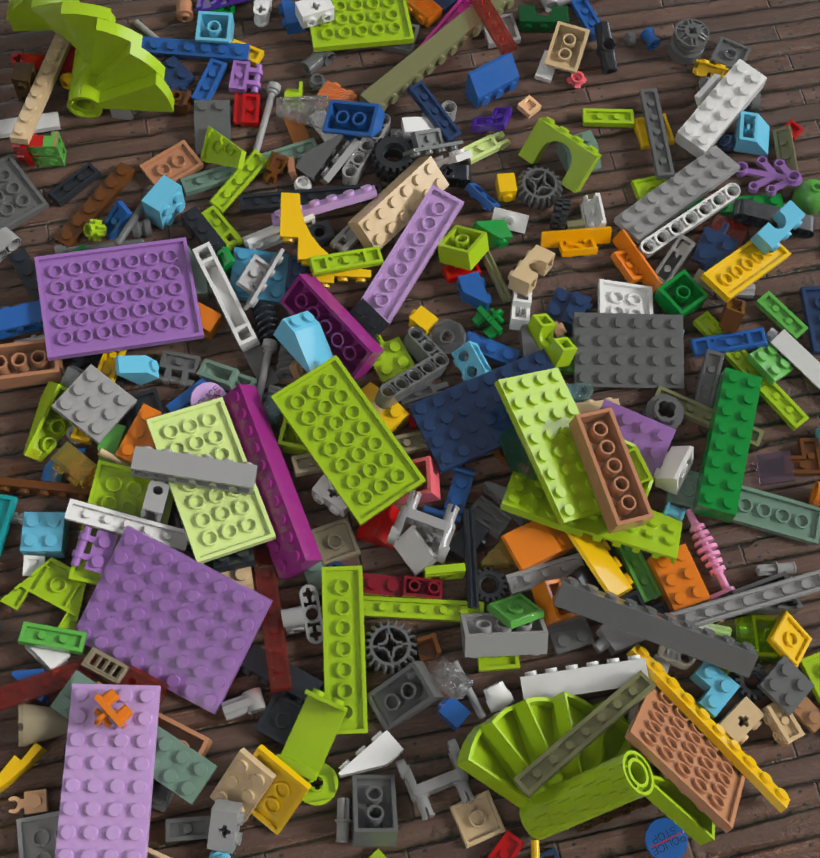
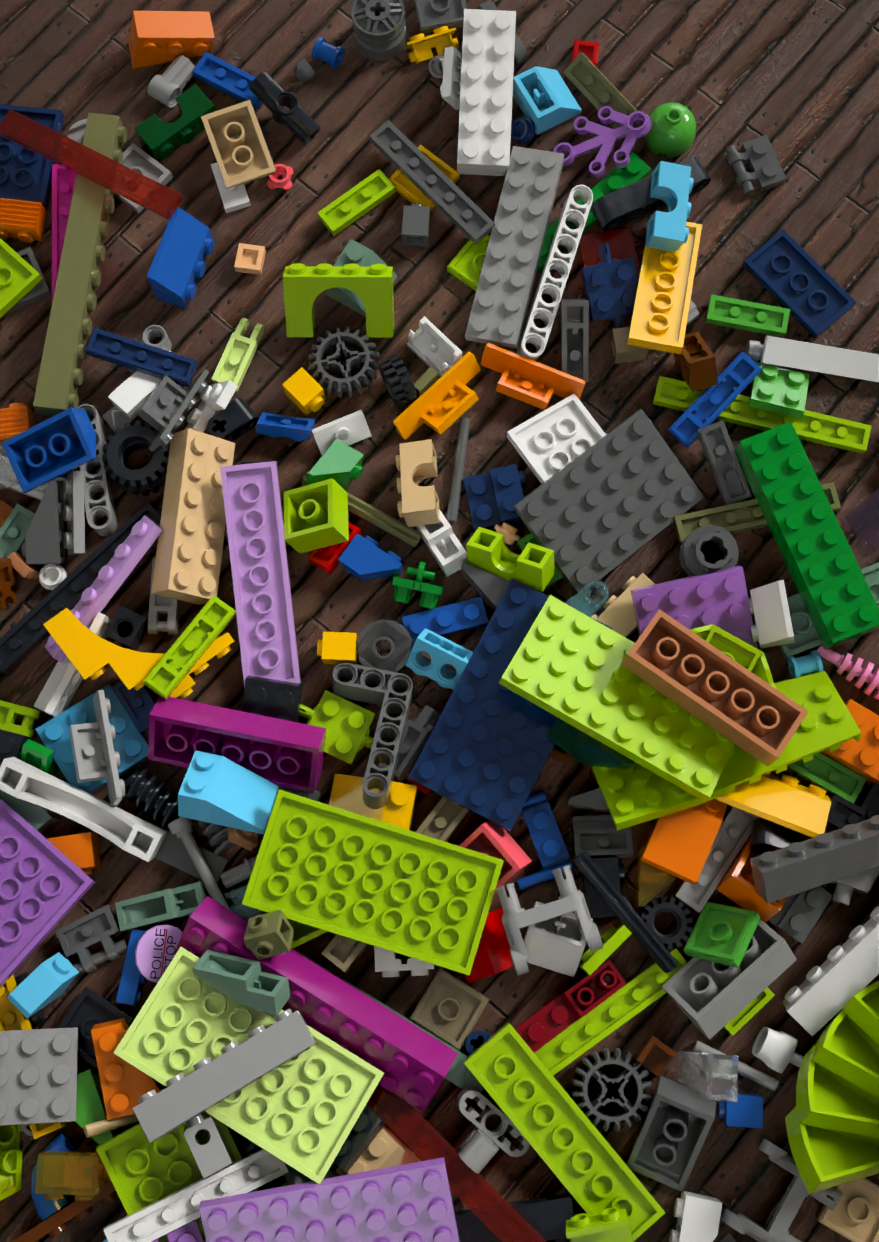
camera: 25 degrees left, 10 degrees up
(241, 434) = (243, 981): none -> sand green slope
(272, 421) = (269, 934): none -> olive brick
(496, 122) = (226, 314): dark purple plate -> none
(565, 275) = (458, 469): none -> dark grey bar
(630, 149) = (416, 226): none -> dark grey brick
(680, 295) = (617, 381): green brick -> none

